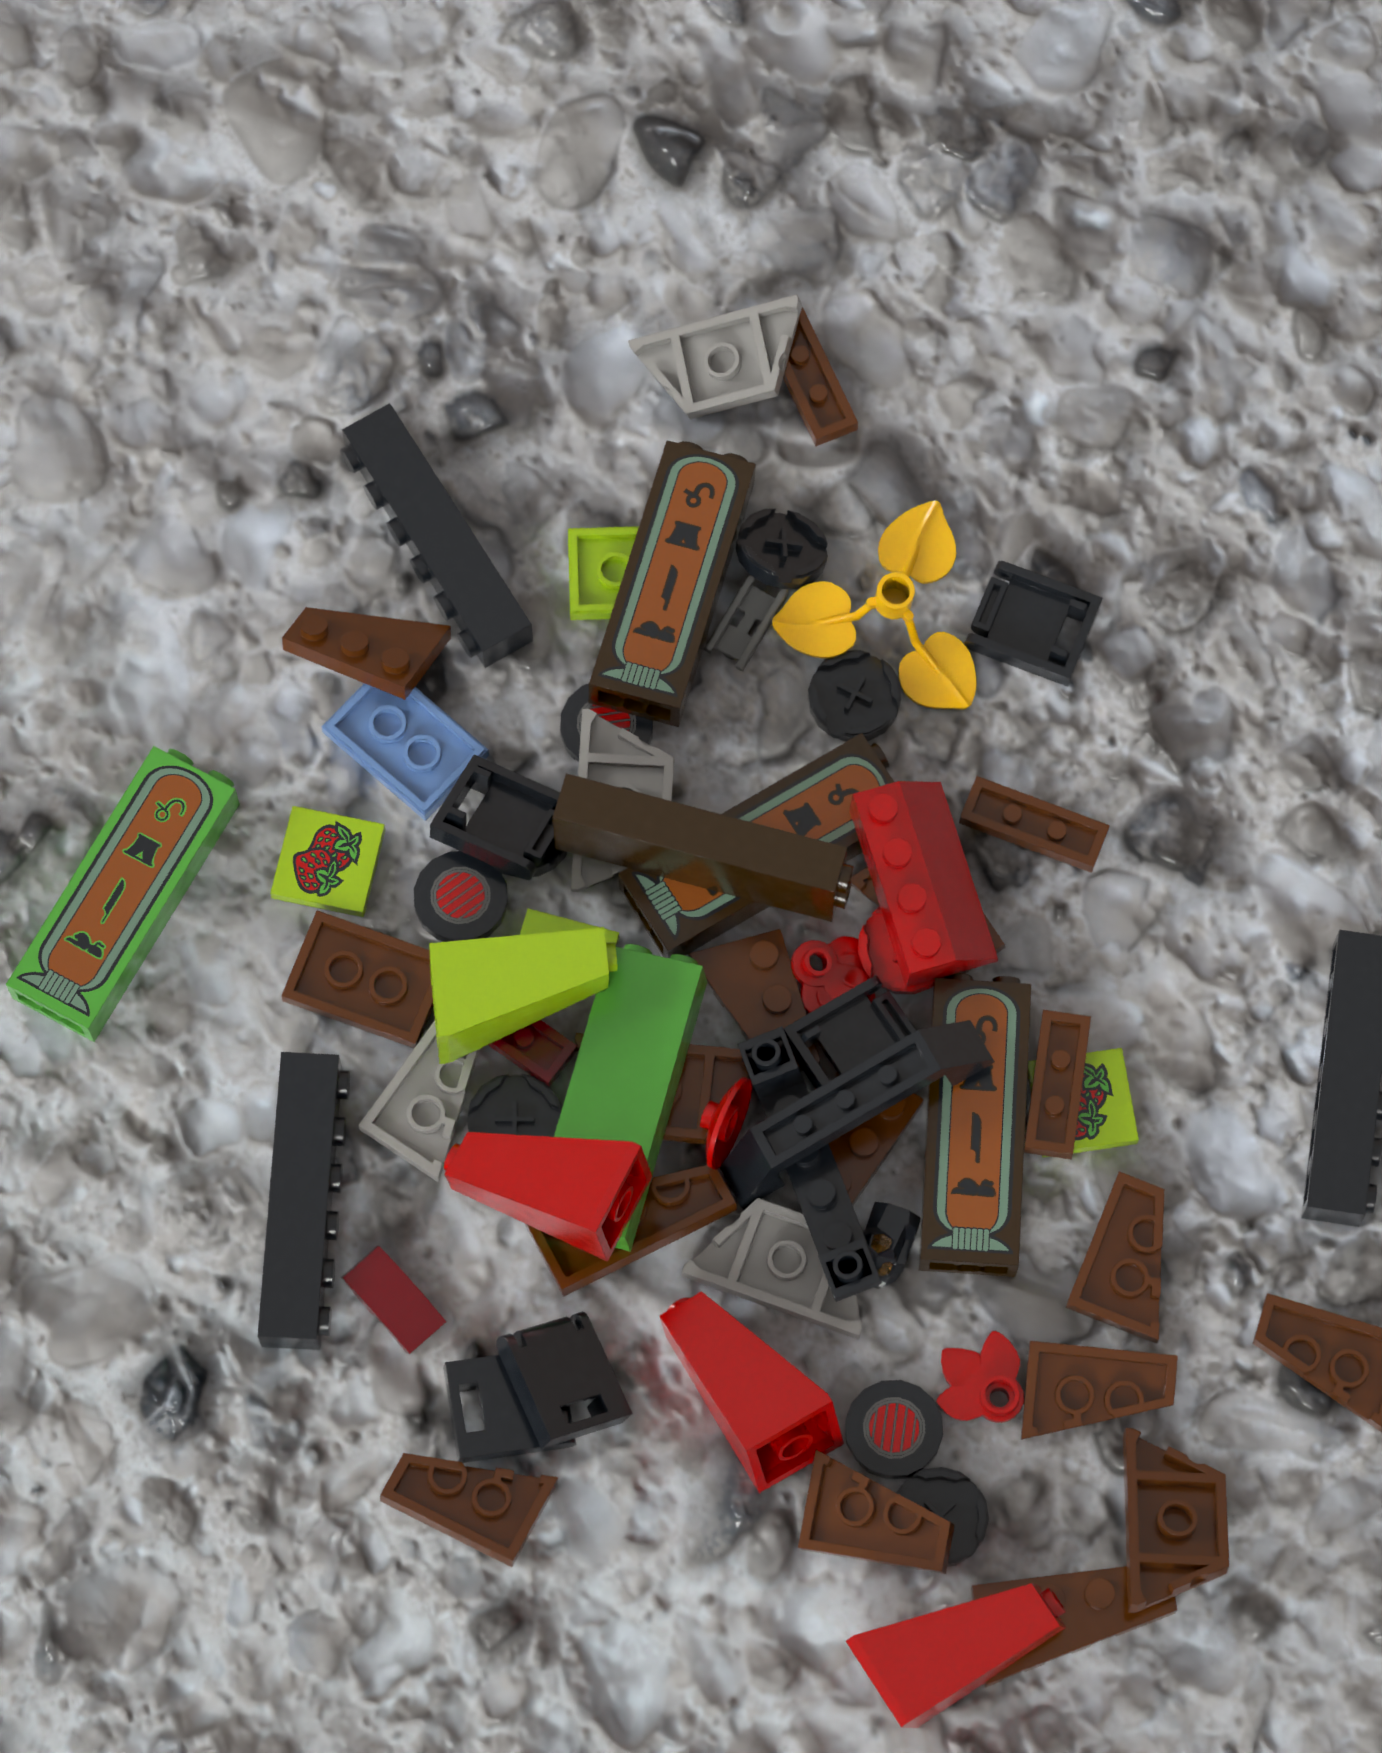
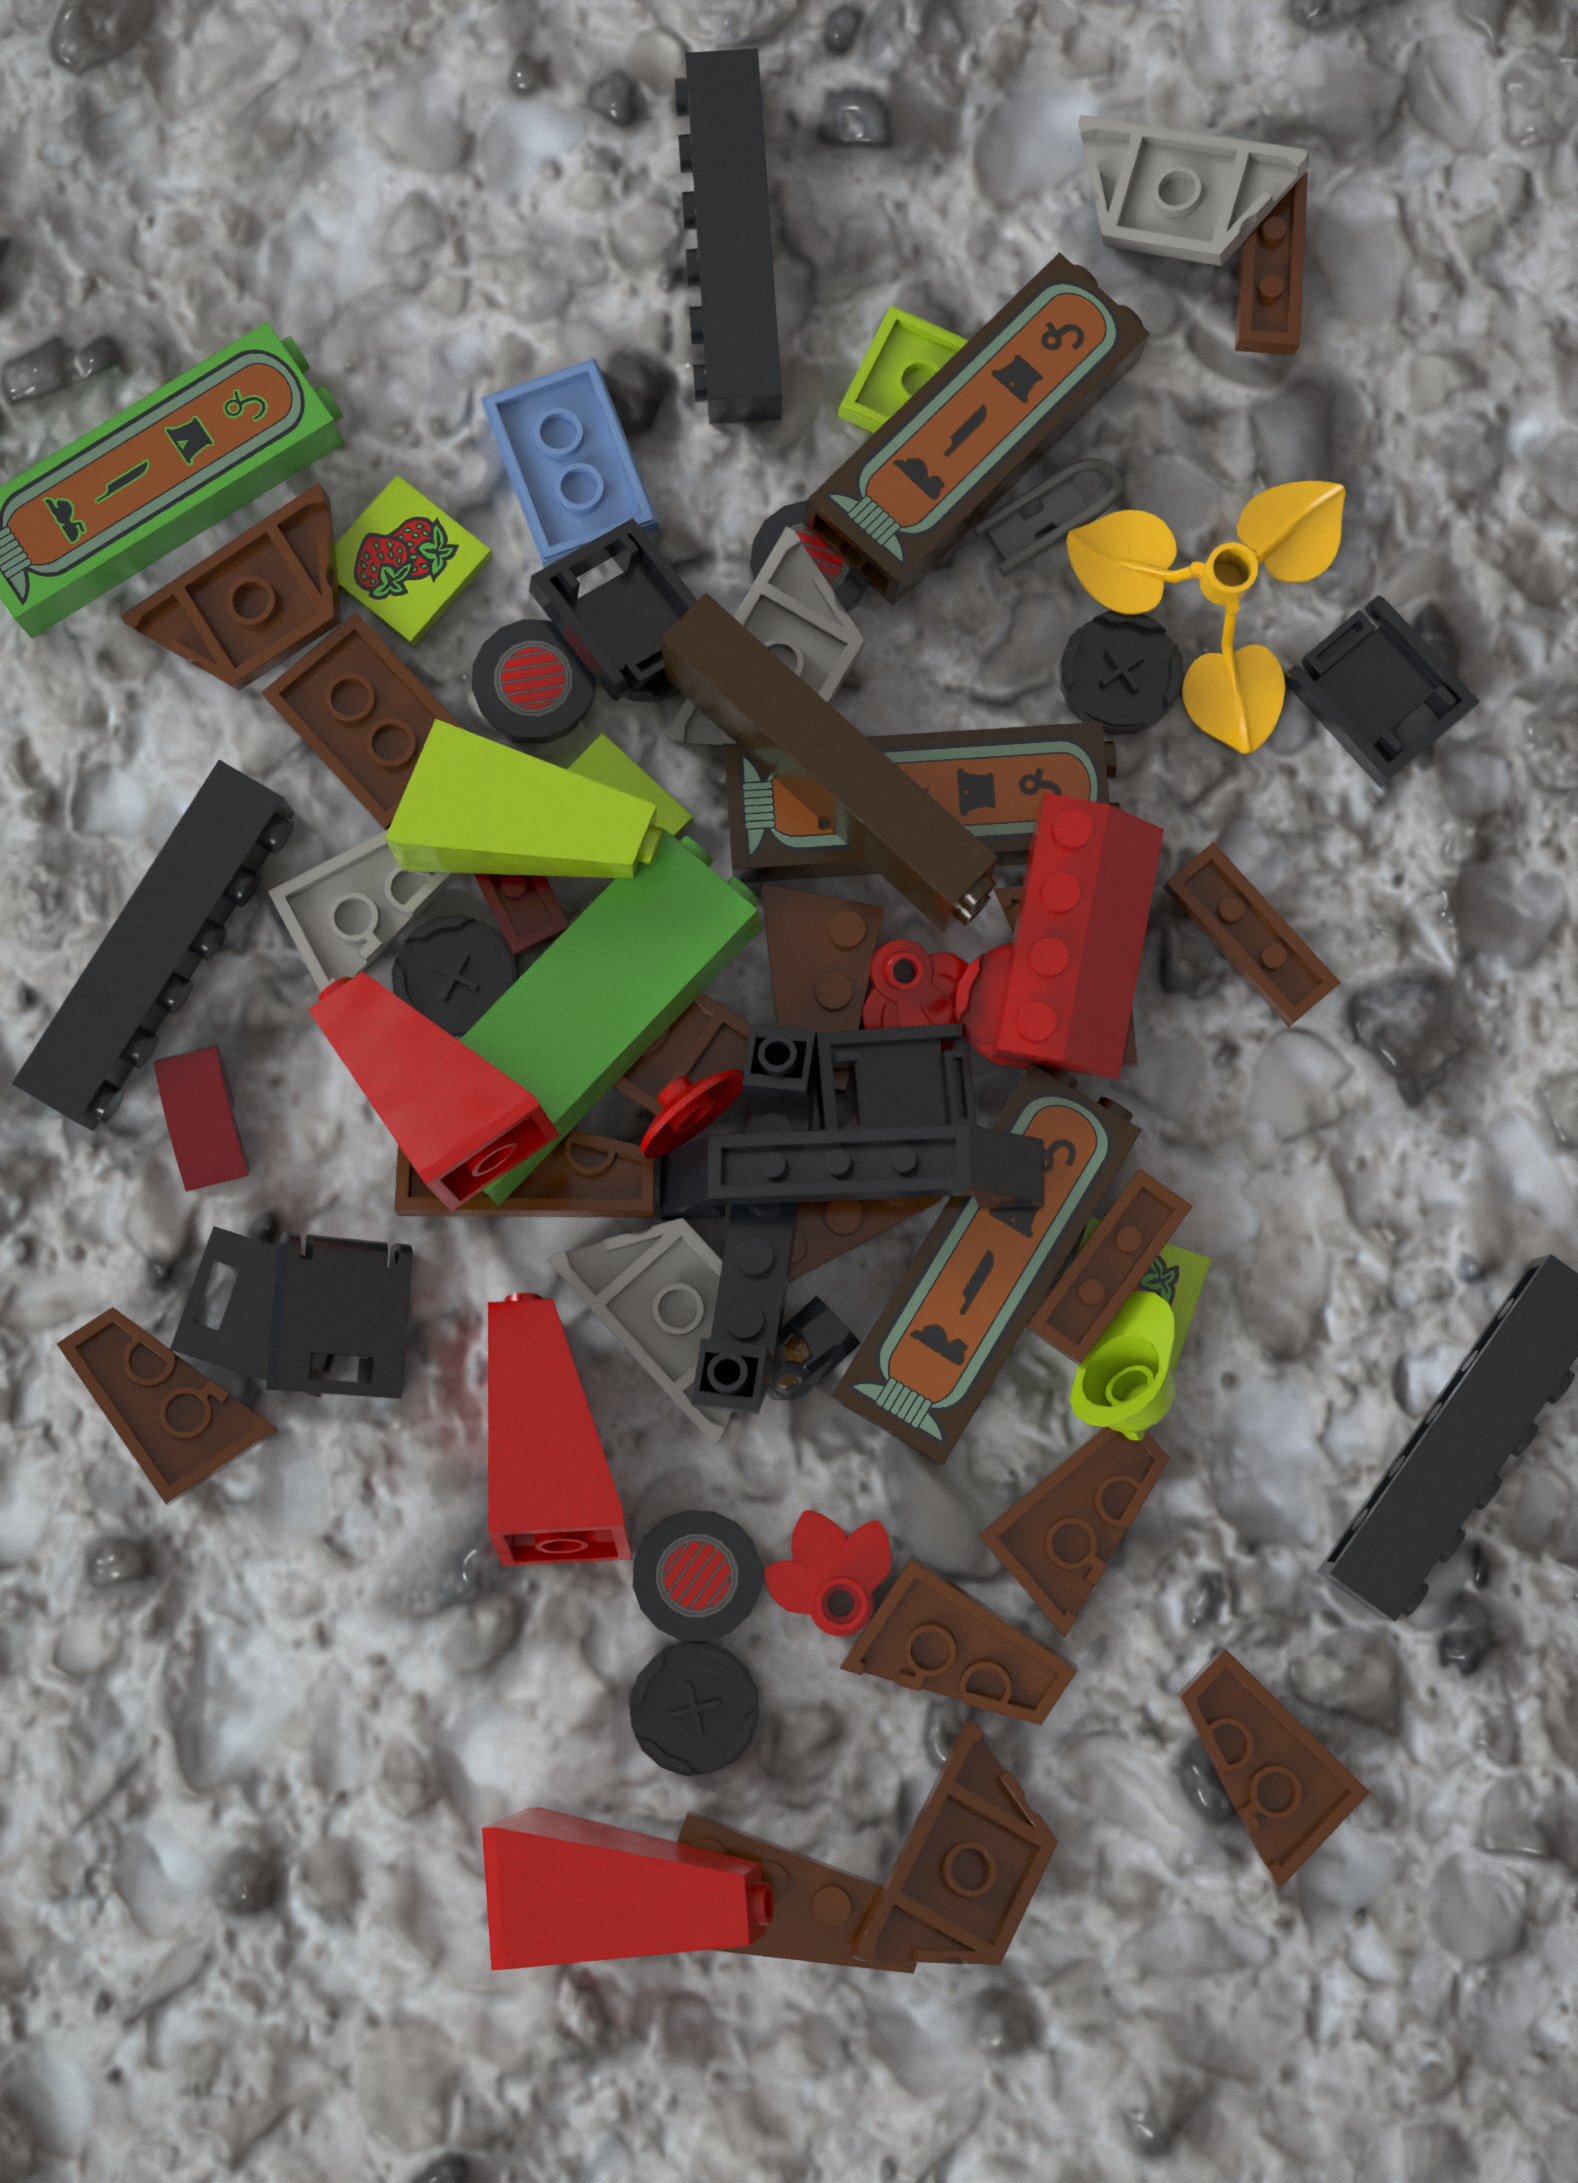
camera: 25 degrees right, 10 degrees up
(237, 938) = (251, 597): none -> reddish brown wing
(367, 647) = (583, 332): reddish brown wing -> none
(781, 548) = (1127, 452): black tile -> none
(869, 1522) = (606, 1679): reddish brown wing -> none
(1106, 1142) = (1128, 1371): none -> lime piece

